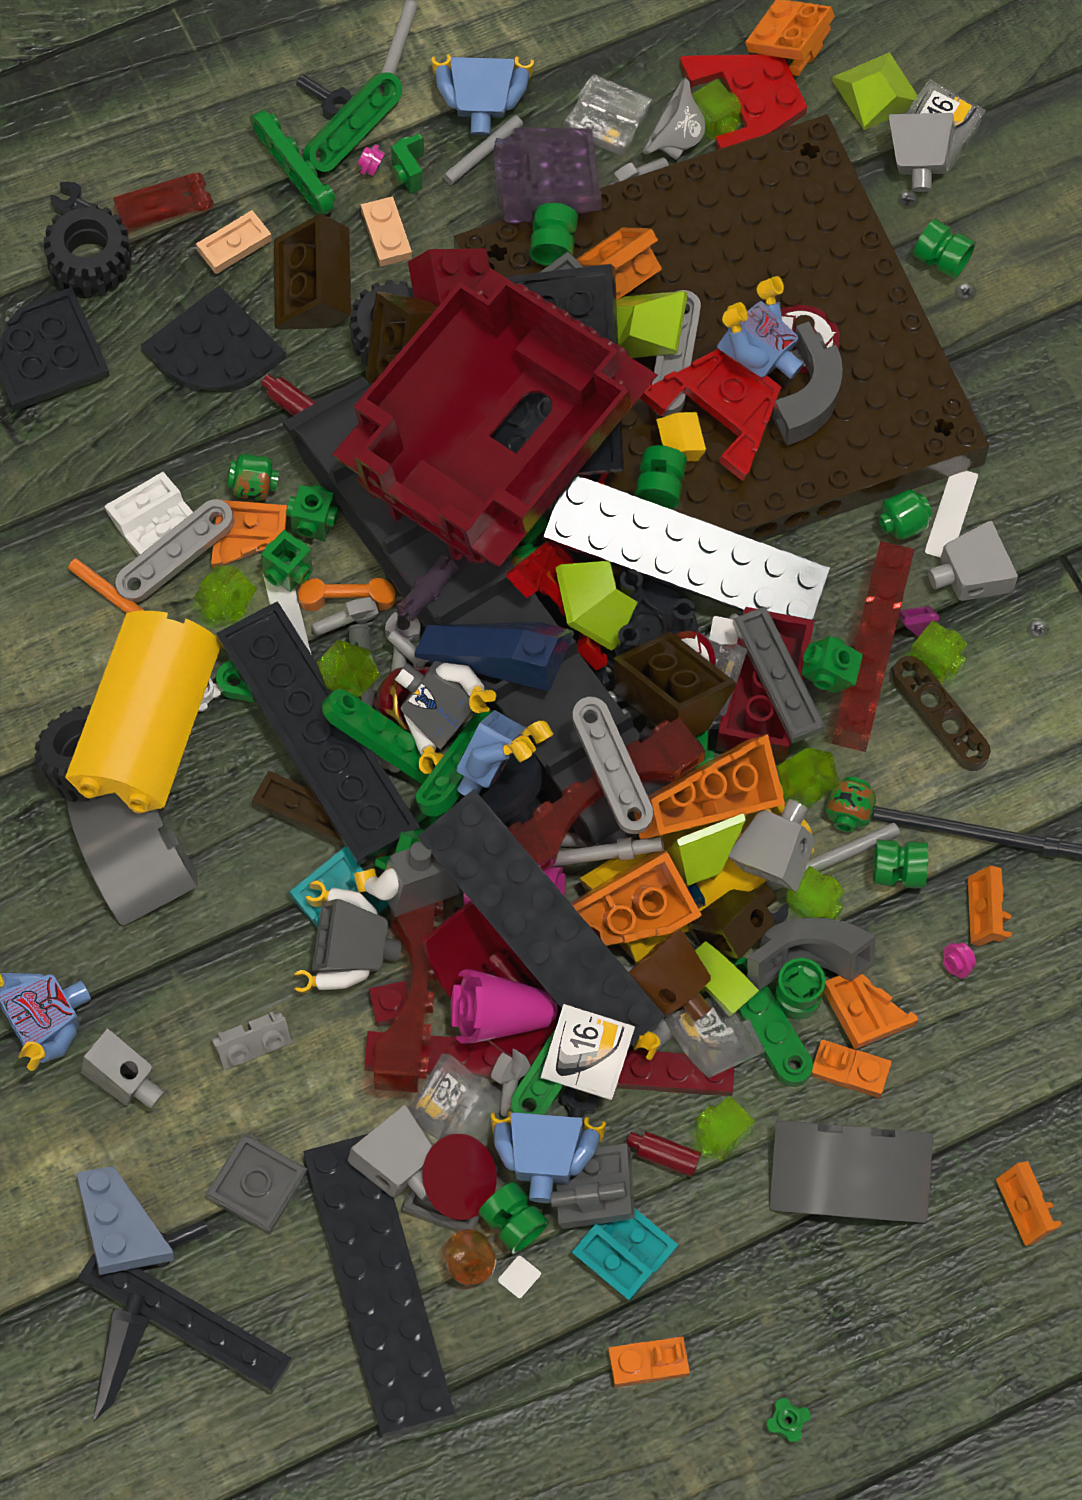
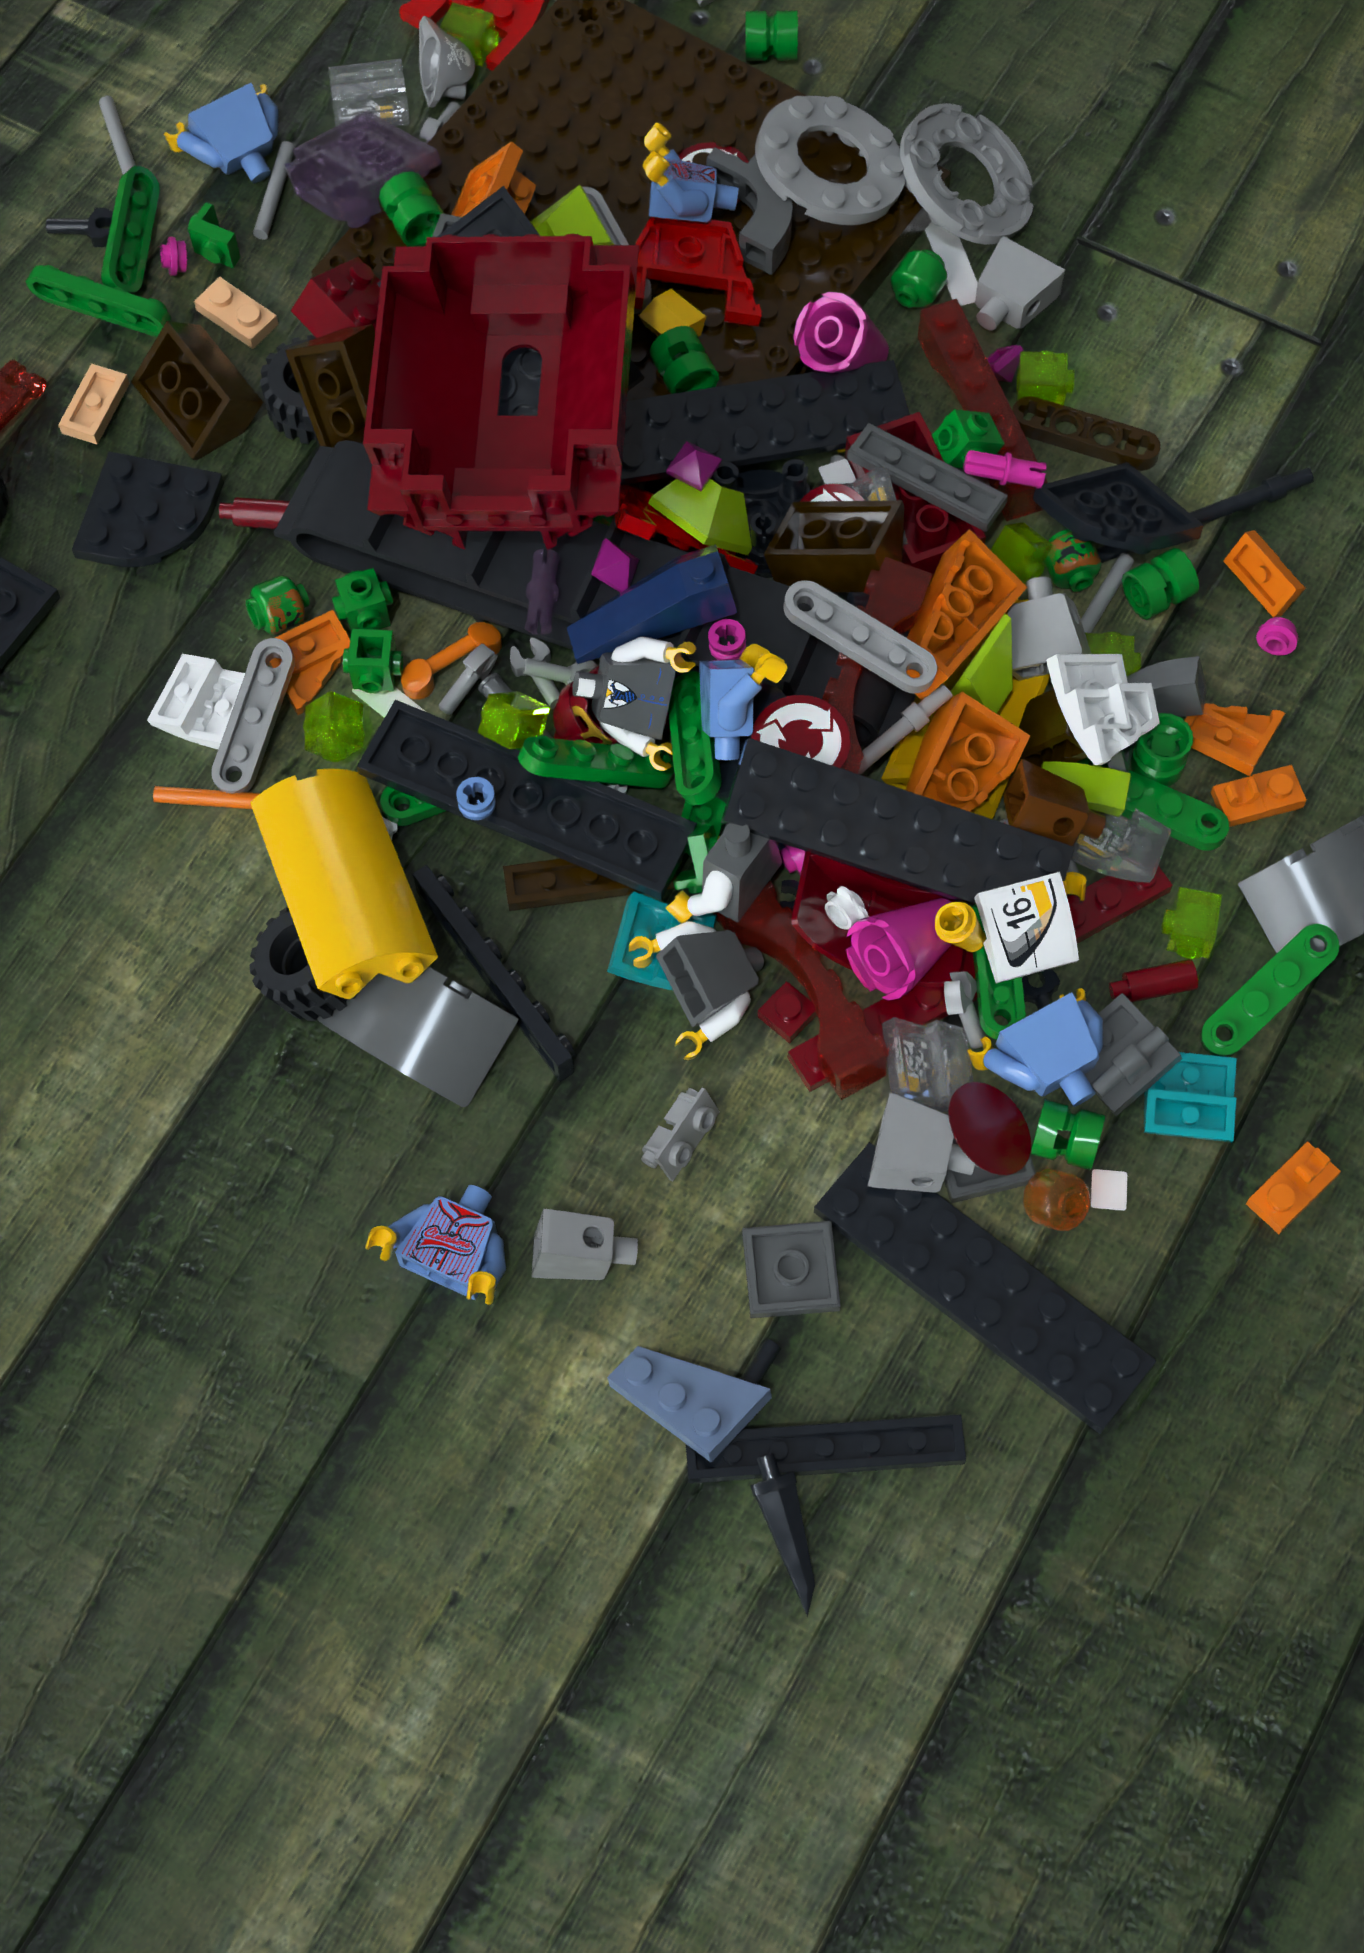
camera: 30 degrees left, 0 degrees up
(208, 856) = (504, 984): none -> black plate
(274, 720) = (470, 786): none -> medium blue bush
(474, 954) = (845, 908): none -> white plate
(492, 601) = (615, 566): none -> magenta slope
(526, 808) = (805, 728): none -> sticker
(531, 695) = (723, 628): none -> dark pink bush
(536, 1019) = (959, 926): none -> yellow cone
(606, 560) = (694, 466): none -> magenta slope
(739, 1212) = (1269, 990): none -> green plate
(767, 924) = (1101, 703): none -> white slope
(797, 525) = (838, 335): none -> dark pink cone
(837, 704) = (1005, 468): none -> dark pink axle
(860, 413) = (825, 200): none -> light grey plate
(908, 788) = (1118, 510): none -> black plate
(1041, 444) = (948, 125): none -> light grey plate

